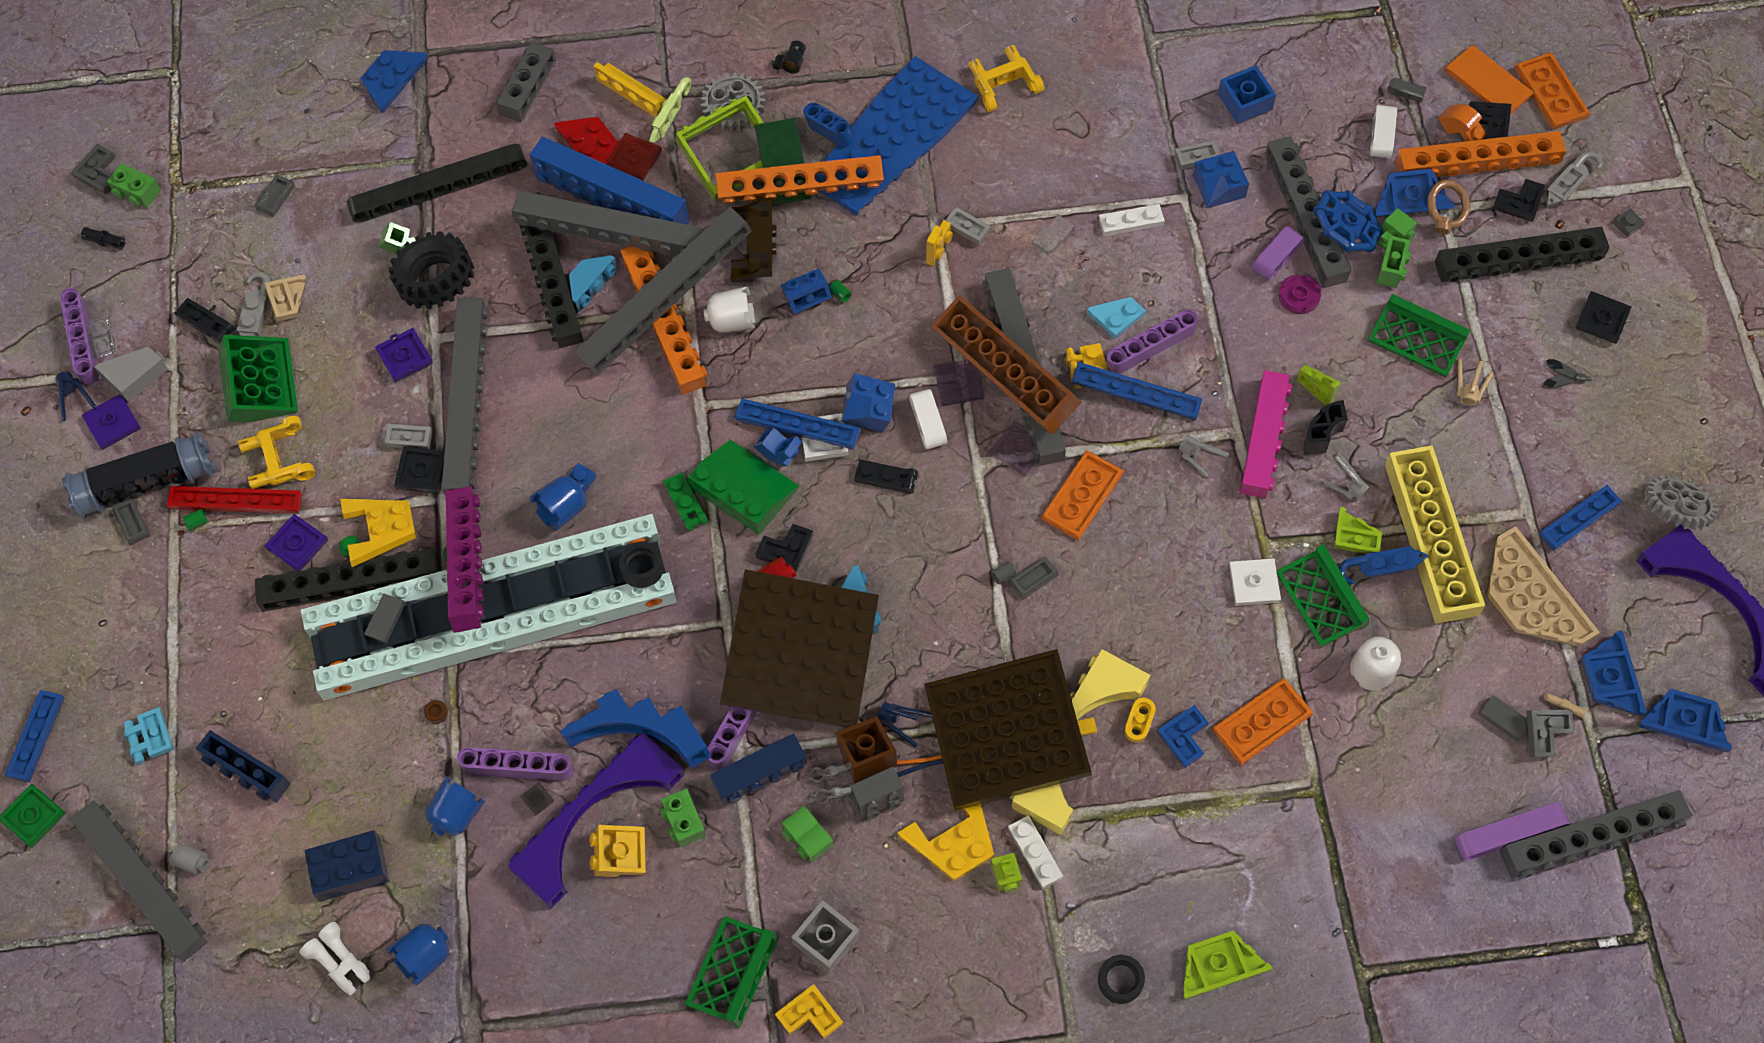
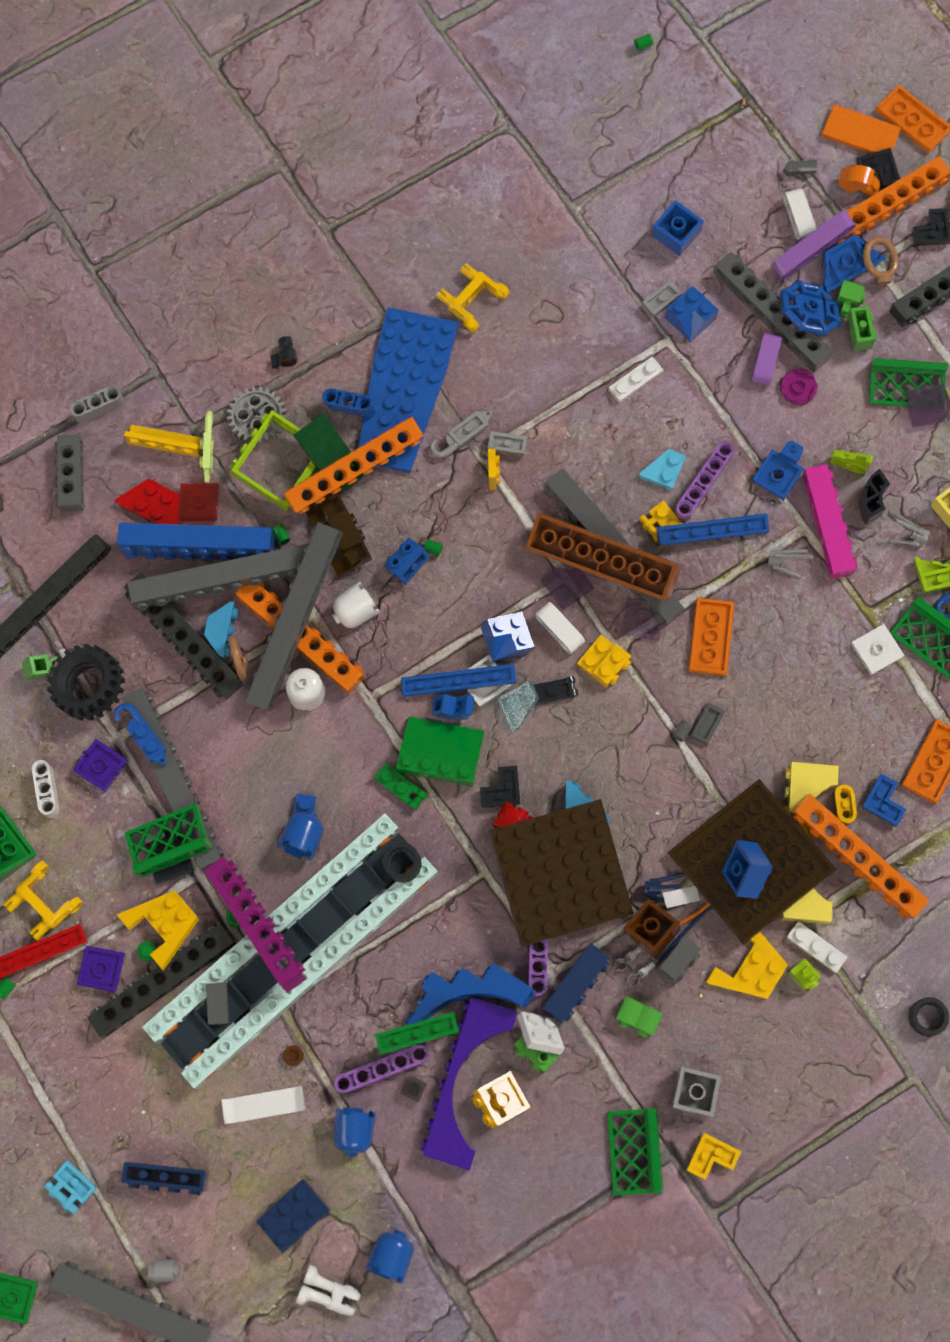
camera: 25 degrees left, 10 degrees up
(342, 361) = (40, 781): none -> white beam
(377, 745) = (263, 1105): none -> white sticker
(423, 462) = (172, 856): none -> green fence
(458, 340) = (143, 734): none -> blue plate
(565, 738) = (416, 1033): none -> green fence
(585, 31) = (106, 405): none -> light grey beam
(585, 324) = (237, 656): none -> medium nougat piece
(639, 367) = (305, 689): none -> white cylinder
(693, 799) = (540, 1033): none -> white plate
(696, 217) = (281, 534): none -> green hinge
(845, 472) = (518, 704): none -> clear light blue wing
(916, 736) = (681, 896): none -> white sticker
(928, 198) = (463, 433): none -> light grey plate
(958, 471) = (605, 661): none -> yellow plate
(994, 728) = (747, 869): none -> blue slope
(1097, 698) = (915, 899): none -> orange brick
(1247, 358) = (785, 463): none -> blue plate
(1381, 162) = (813, 245): none -> medium lavender beam
(1429, 365) = (927, 405): none -> clear purple tile

